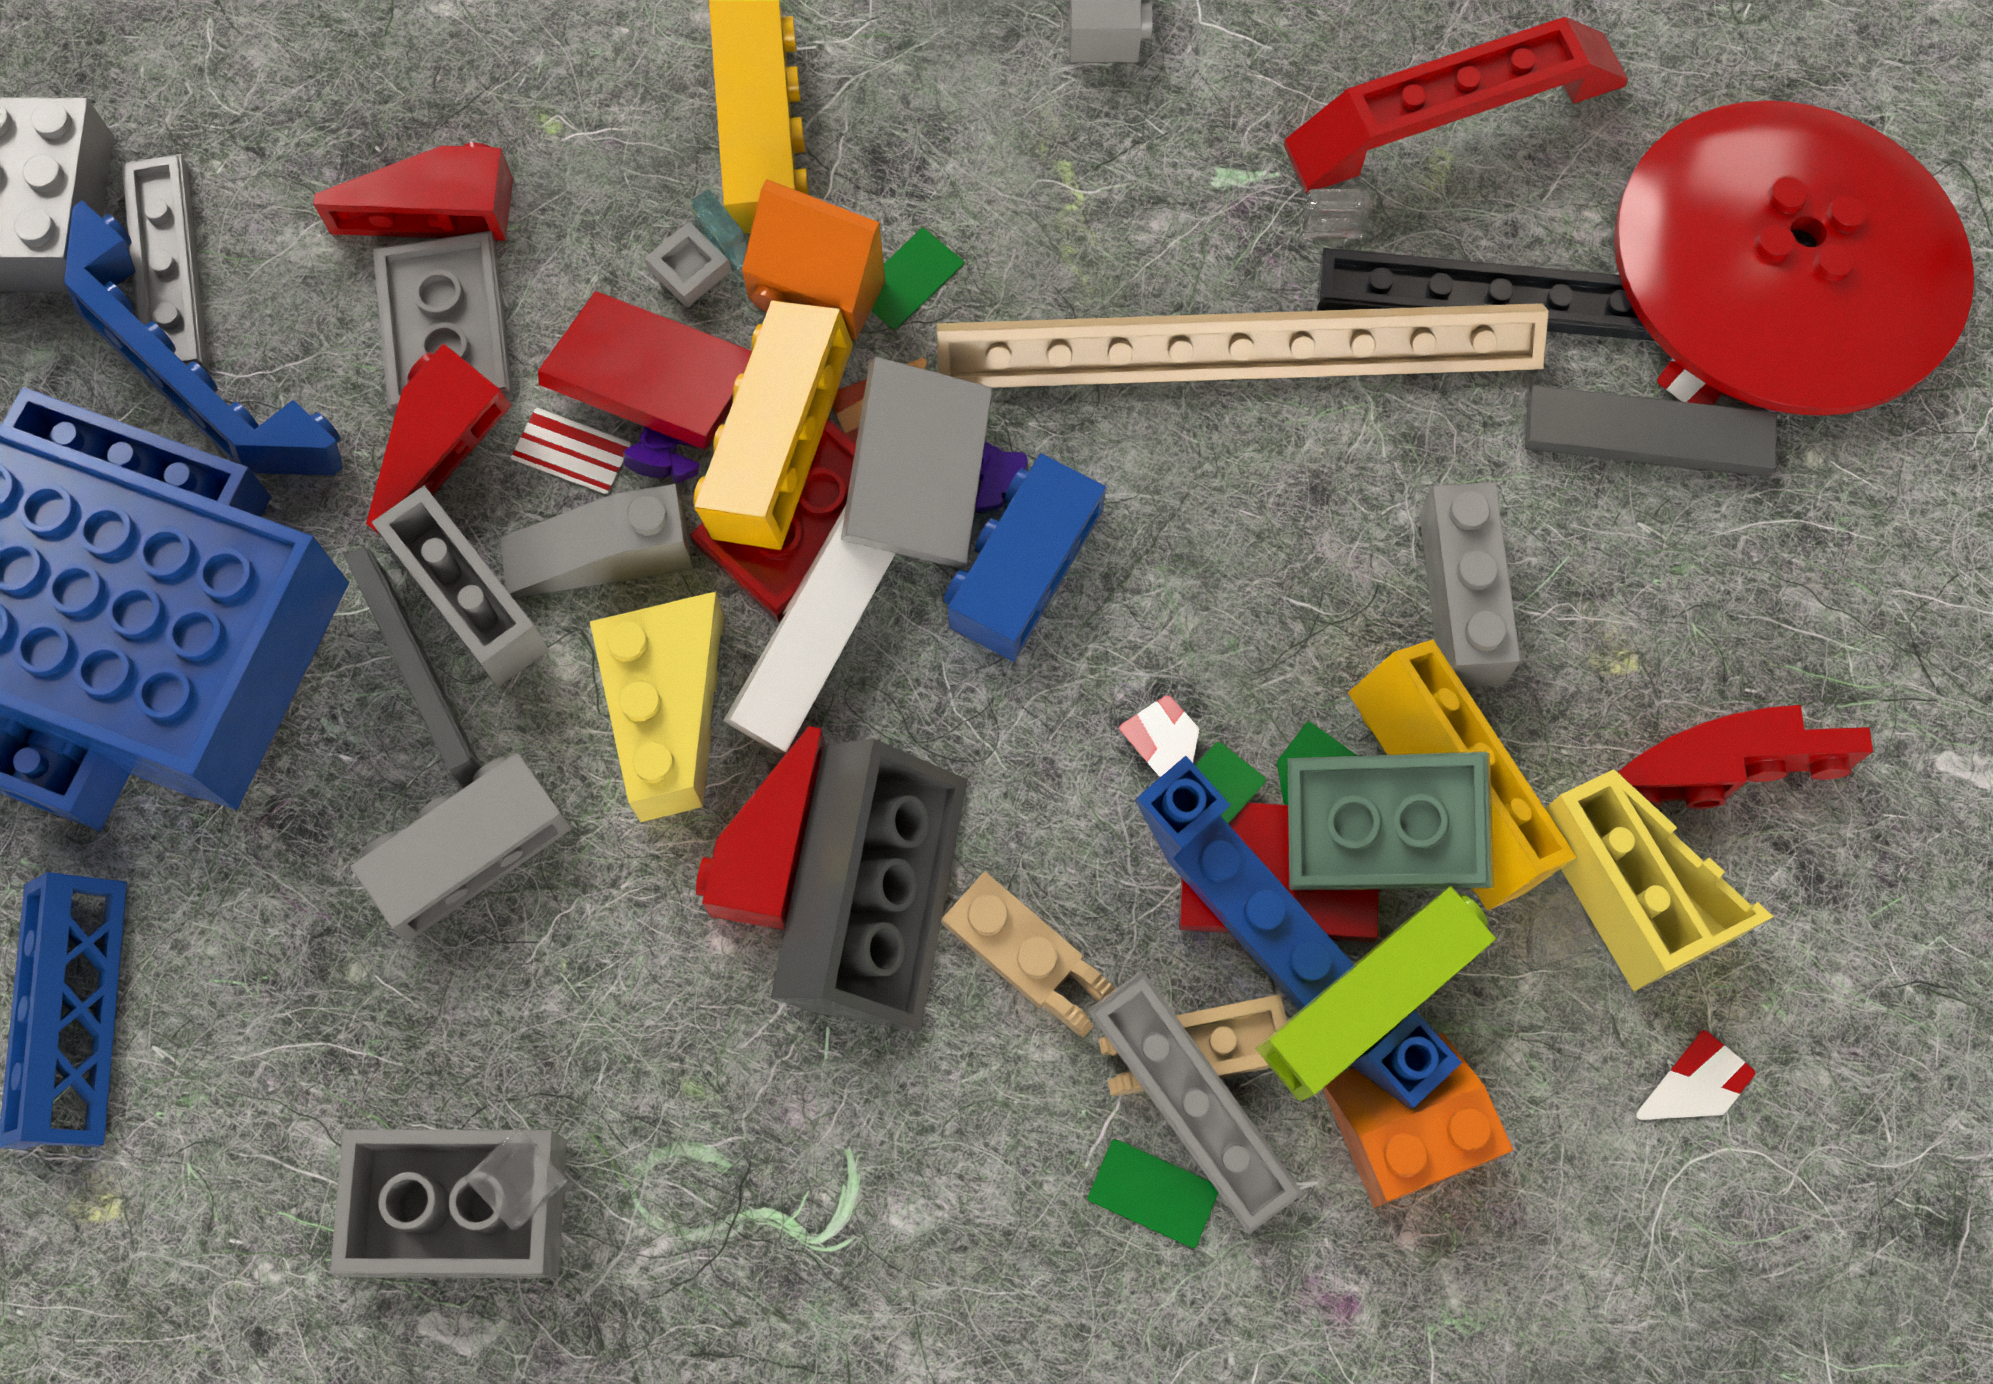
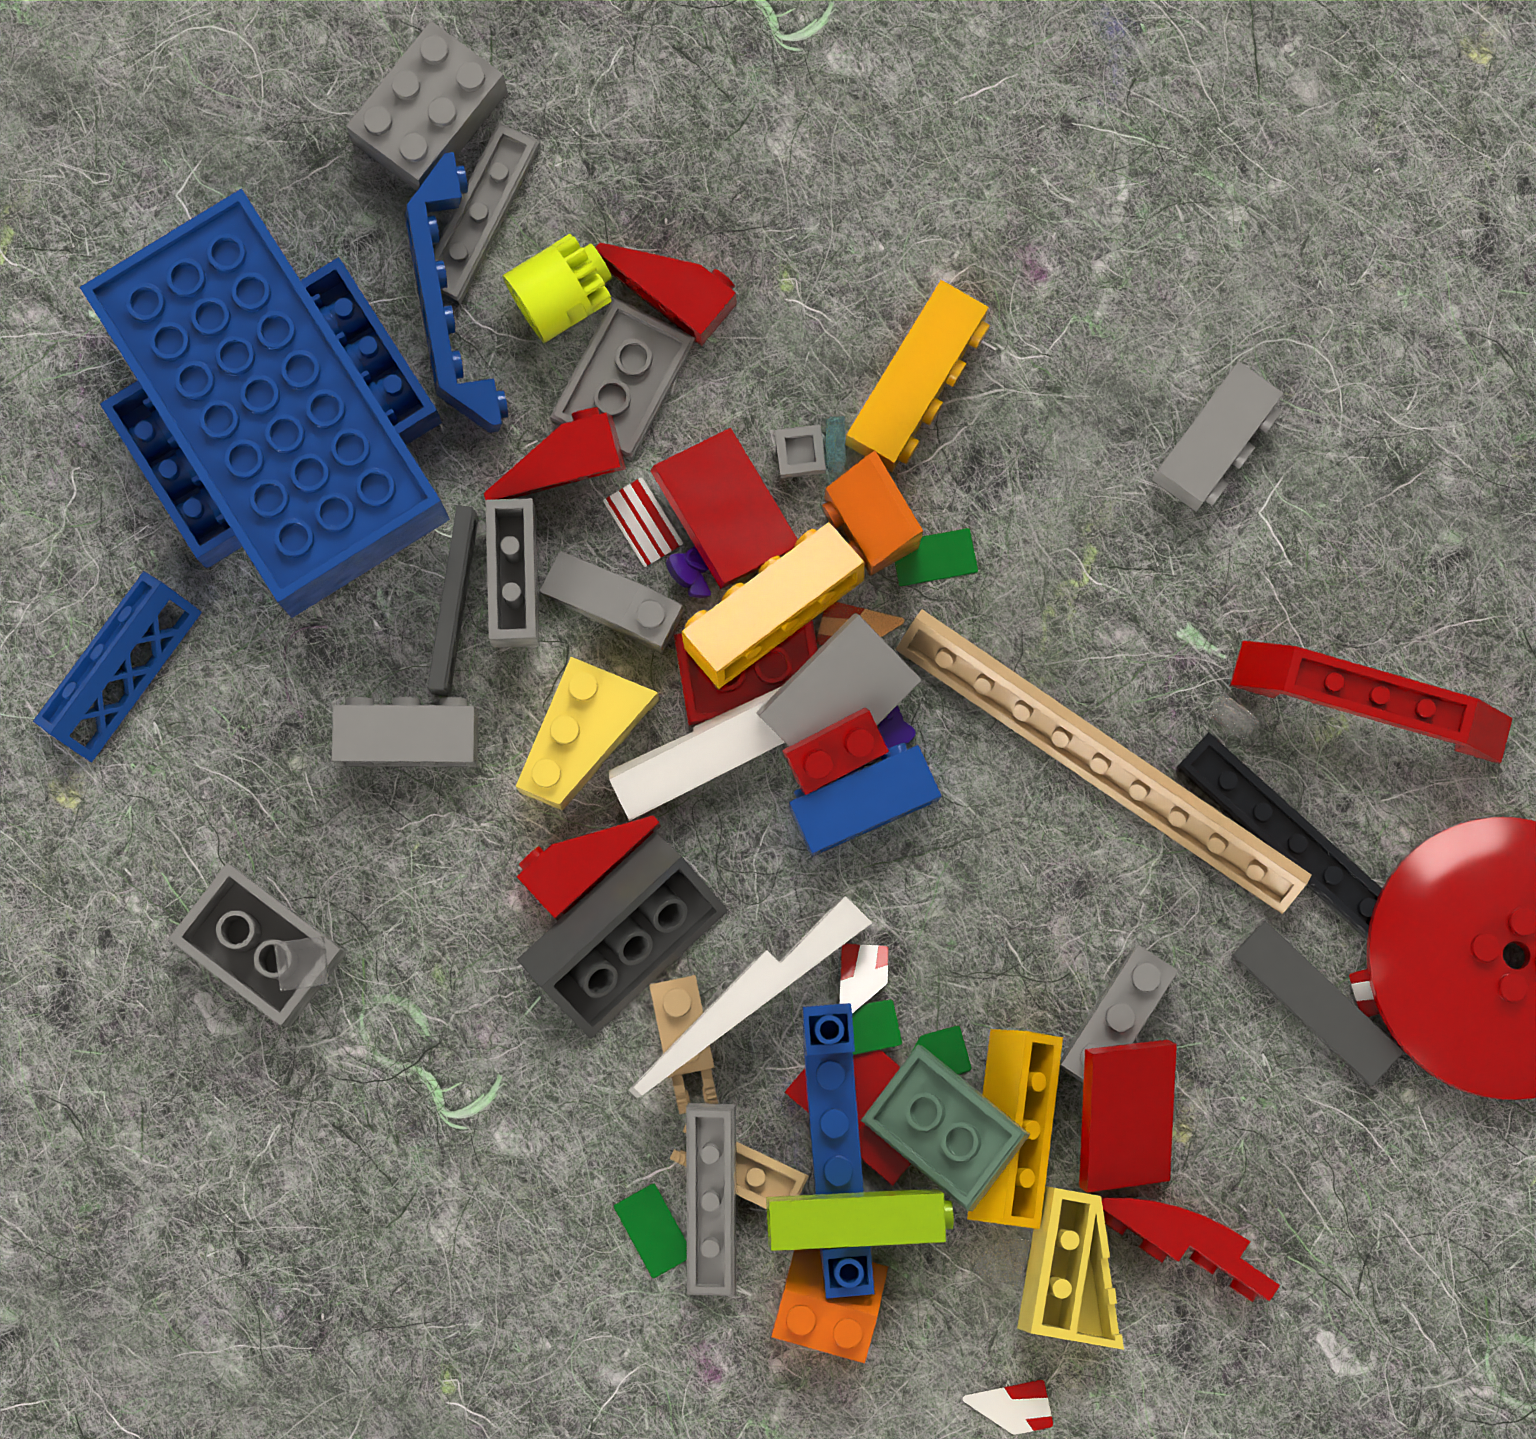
camera: 35 degrees right, 10 degrees up
(301, 269) = (559, 286): none -> neon yellow gear
(957, 519) = (835, 751): none -> red plate
(1061, 832) = (755, 987): none -> white slope
(1566, 669) = (1127, 1115): none -> red tile

